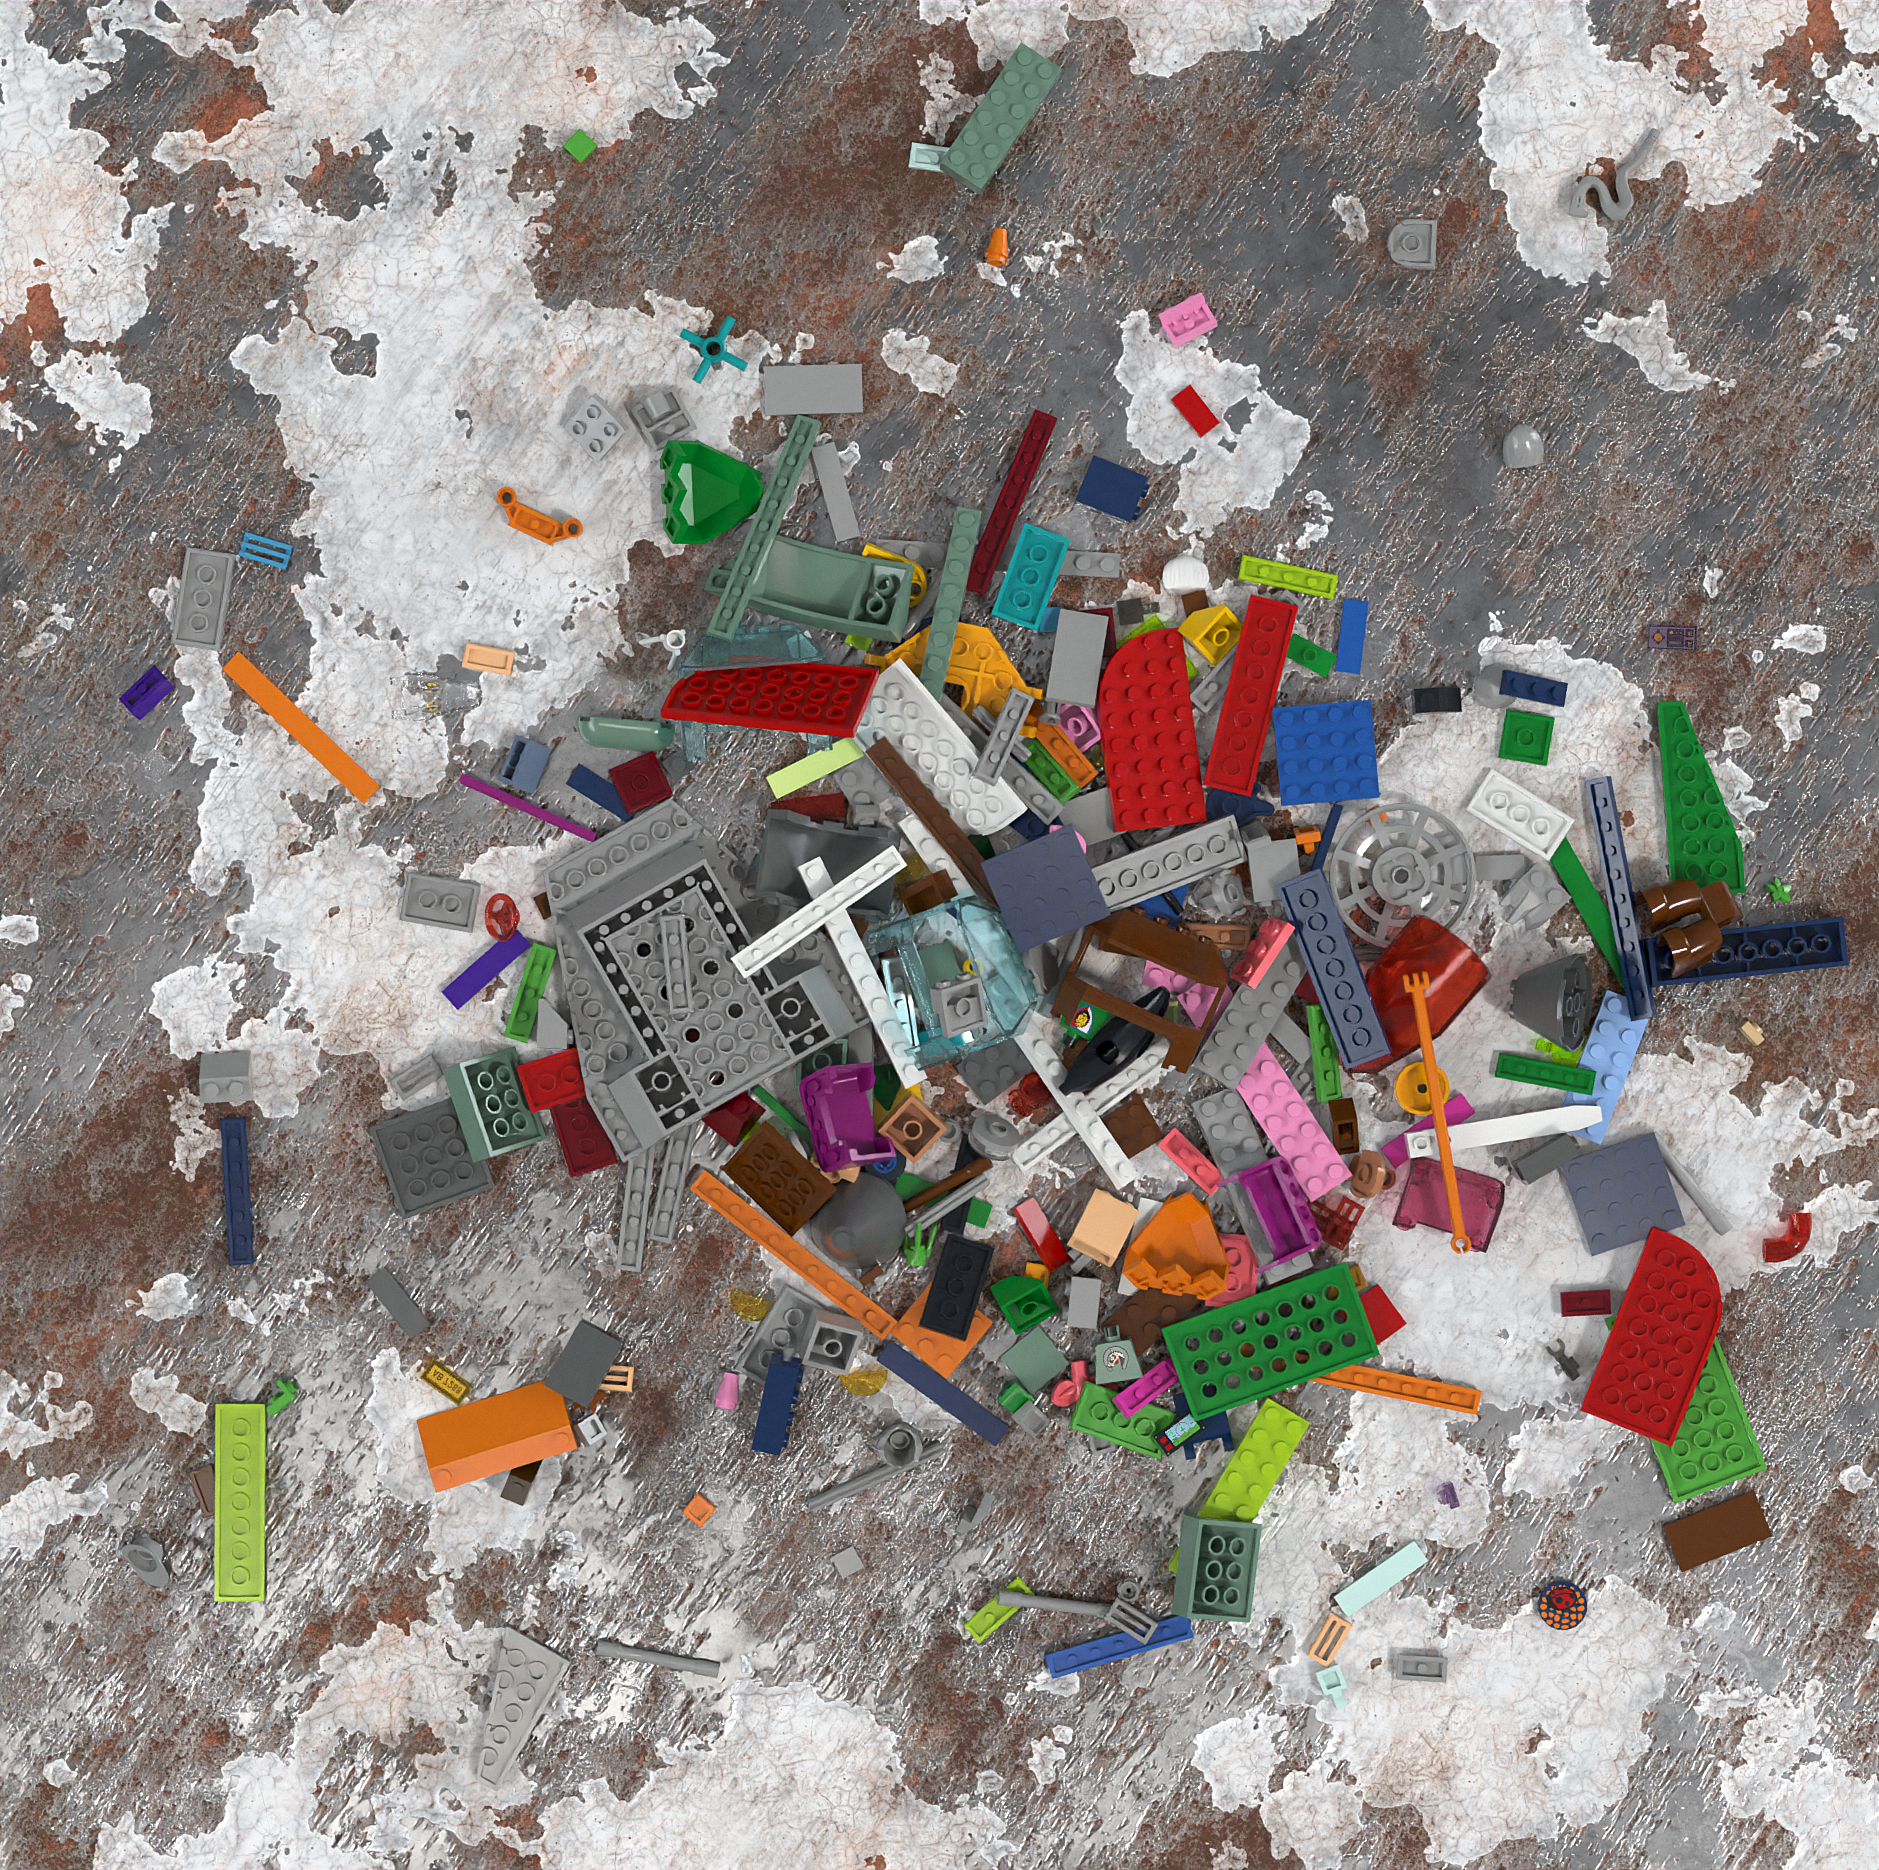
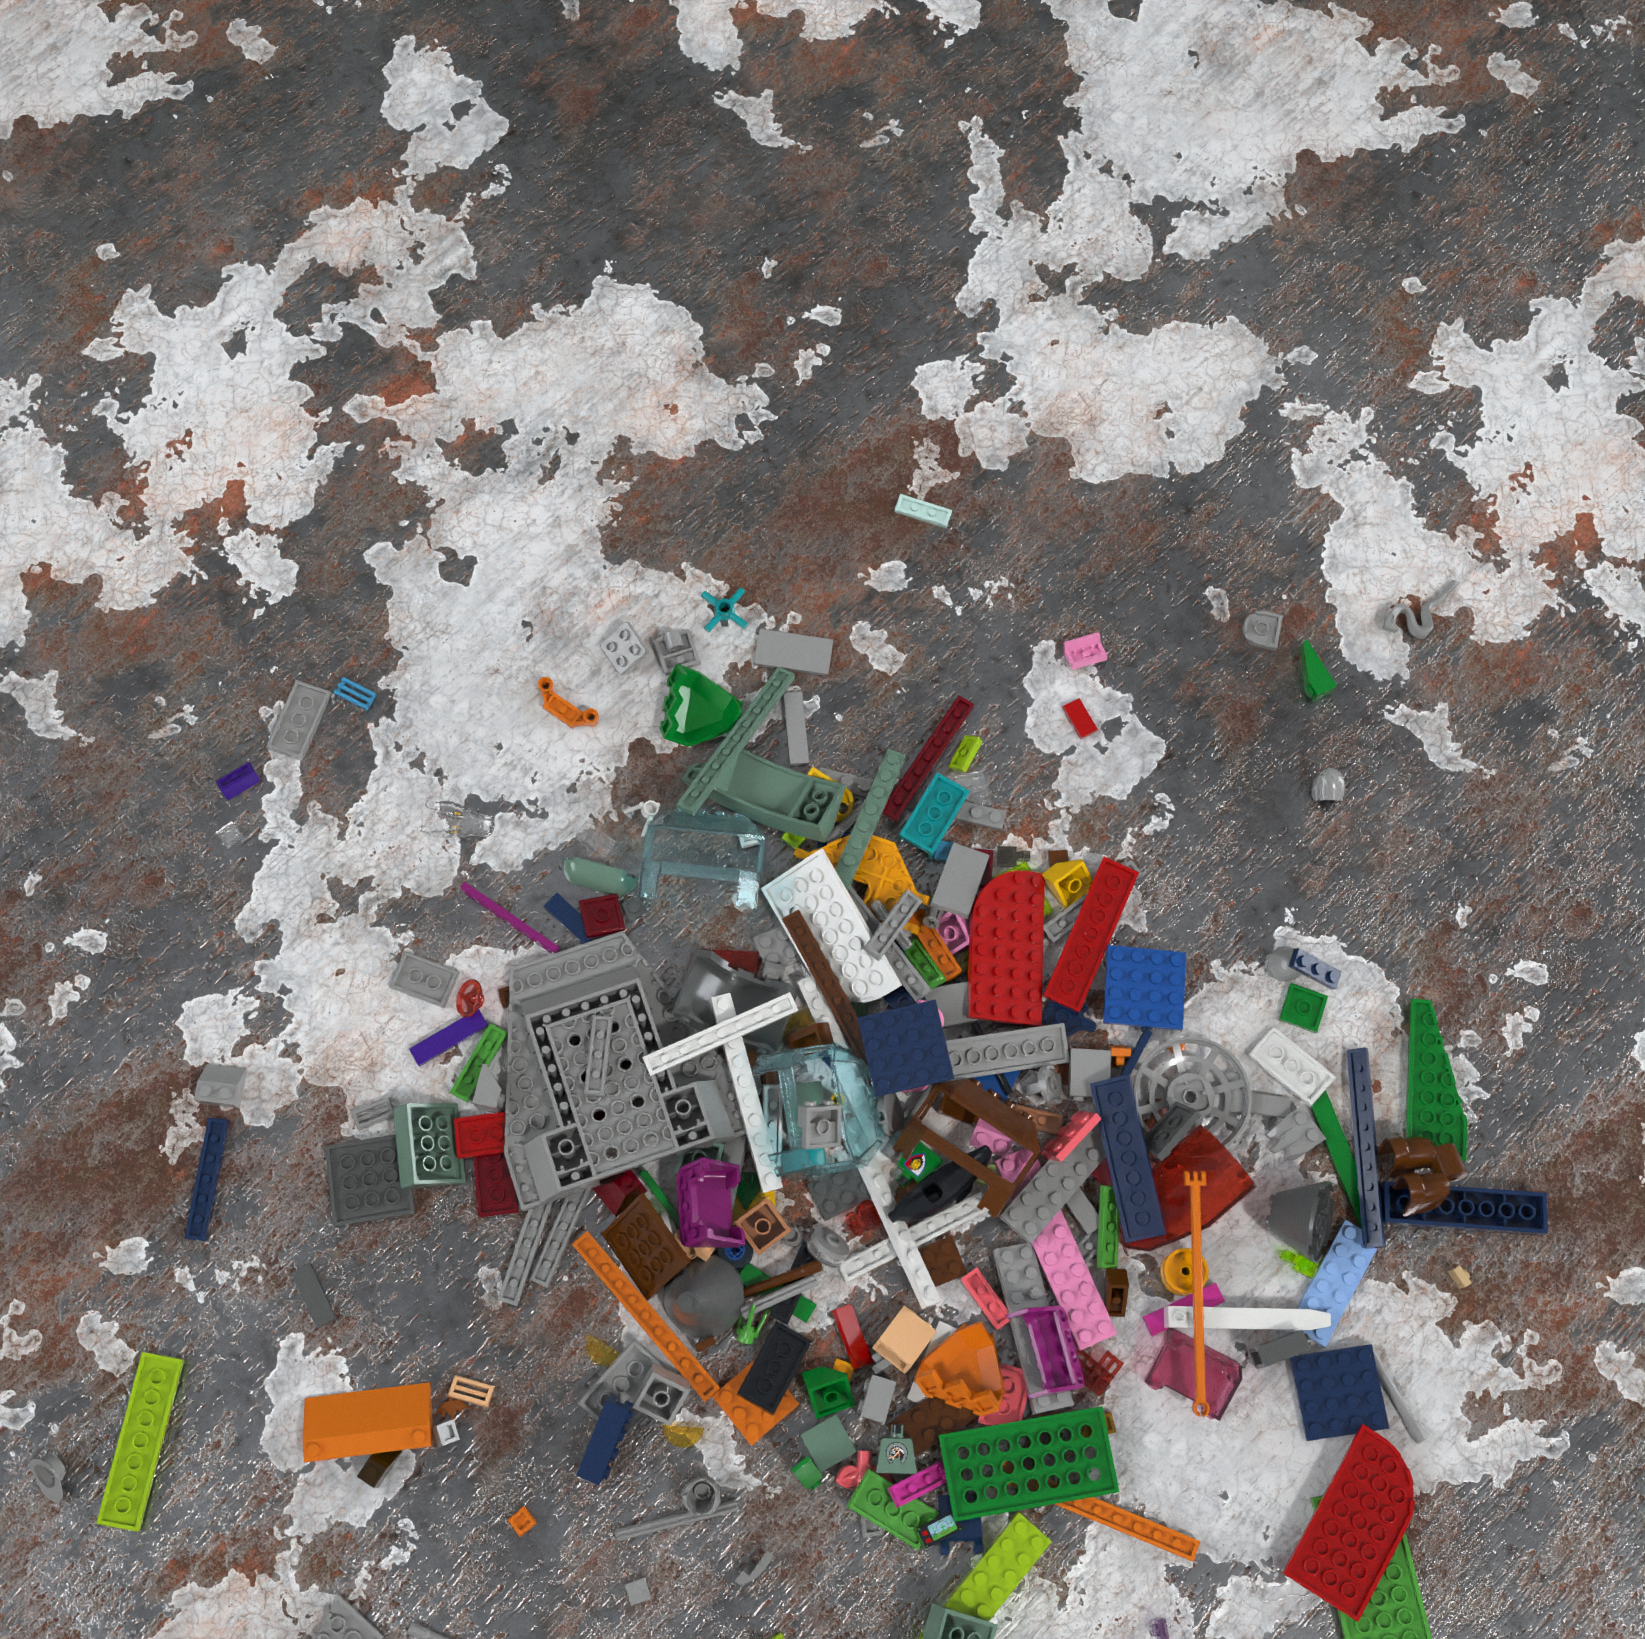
camera: 10 degrees right, 15 degrees down
(204, 1486) = (114, 1421): reddish brown tile -> none
(280, 1401) = (196, 1360): bright green bracket -> none
(301, 727) = (349, 828): orange tile -> none
(446, 1381) = (337, 1369): clear yellow tile -> none
(488, 659) = (505, 803): light nougat tile -> none
(524, 764) = (514, 884): sand blue brick -> none
(580, 146) = (655, 454): bright green tile -> none
(583, 1364) = (453, 1376): dark grey tile -> none
(728, 1392) = (566, 1425): bright pink cone -> none
(776, 697) = (719, 856): red plate -> none
(814, 767) = (739, 928): yellowish green tile -> none
(943, 1393) = (746, 1457): dark blue tile -> none
(997, 249) = (950, 577): orange cone -> none
(1000, 118) = (968, 487): sand green brick -> none
(1031, 1418) = (816, 1493): light grey tile -> none
(1056, 487) = (965, 753): none -> lime plate
(1112, 490) = (1007, 763): dark blue brick -> none
(1185, 575) = (1054, 835): white hair -> none
(1254, 835) = (1078, 1042): light grey tile -> none
(1287, 577) = (1132, 851): lime tile -> none
(1310, 655) = (1141, 914): green plate -> none
(1351, 636) = (1176, 906): blue tile -> none
(1369, 1174) = (1131, 1336): nougat tile -> none
(1380, 926) = (1170, 1130): none -> dark grey plate
(1380, 1313) = (1124, 1457): red tile -> none
(1436, 700) = (1235, 965): black slope -> none
(1489, 299) = (1315, 675): none -> green slope
(1545, 1074) = (1287, 1279): green tile -> none
(1568, 1365) = (1275, 1532): clear smoke plate -> none
(1585, 1303) = (1297, 1480): dark red plate -> none
(1671, 637) = (1427, 951): tile -> none
(1778, 891) = (1494, 1166): bright green plant -> none
(1792, 1242) = (1475, 1461): clear red cylinder -> none

